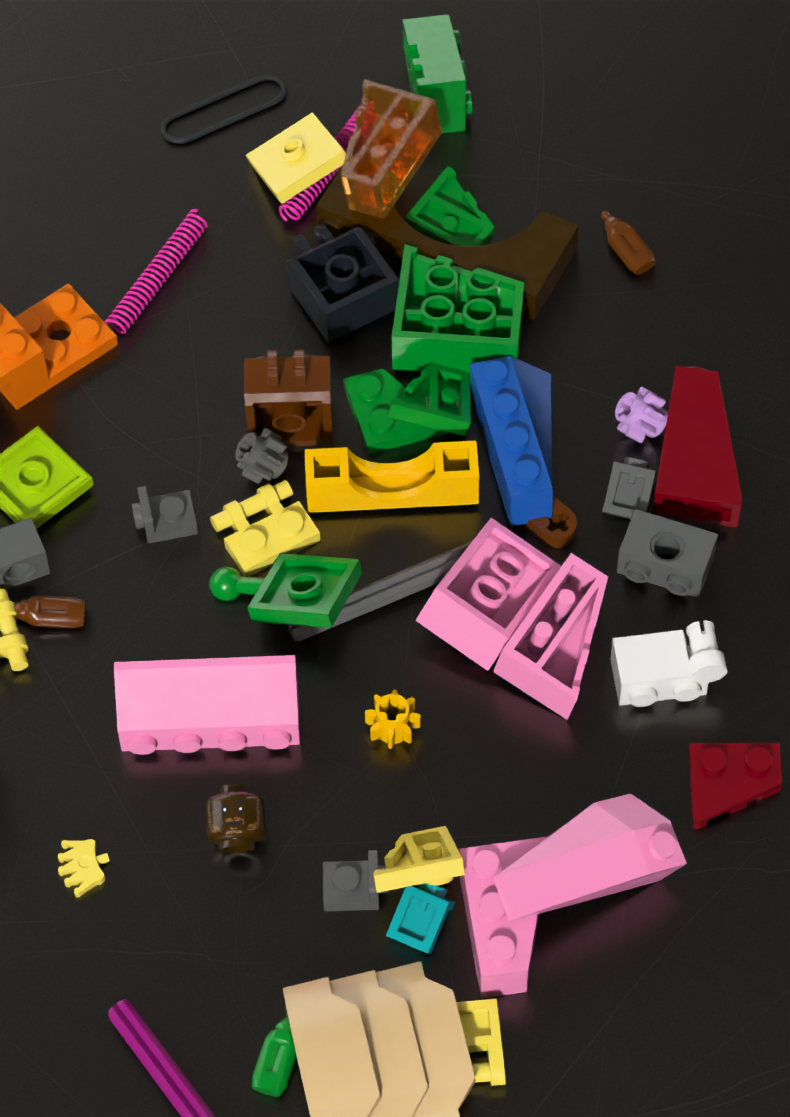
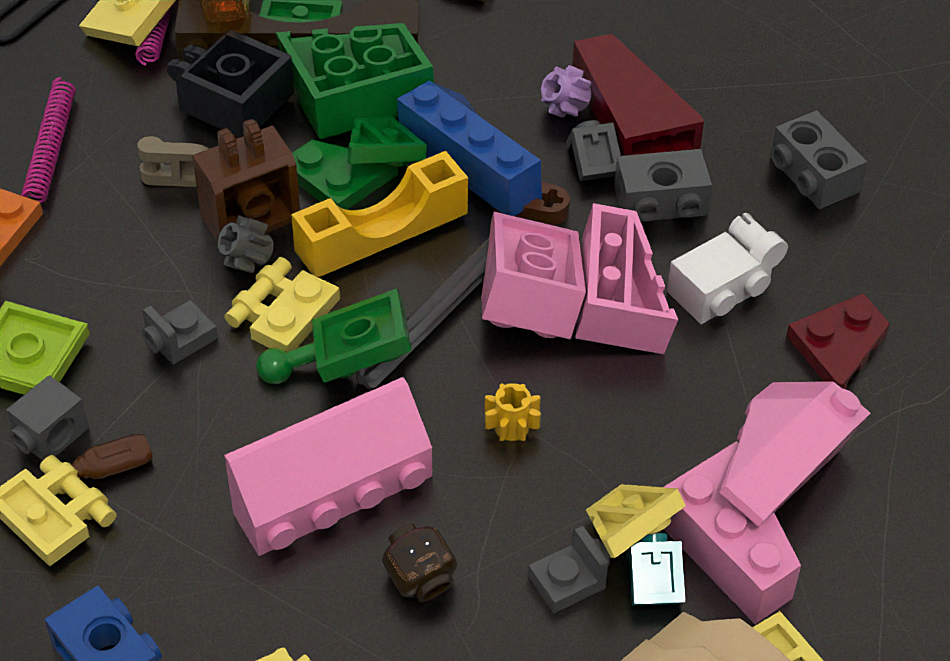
camera: 30 degrees left, 10 degrees down
(244, 341) = (156, 153): none -> dark tan plate

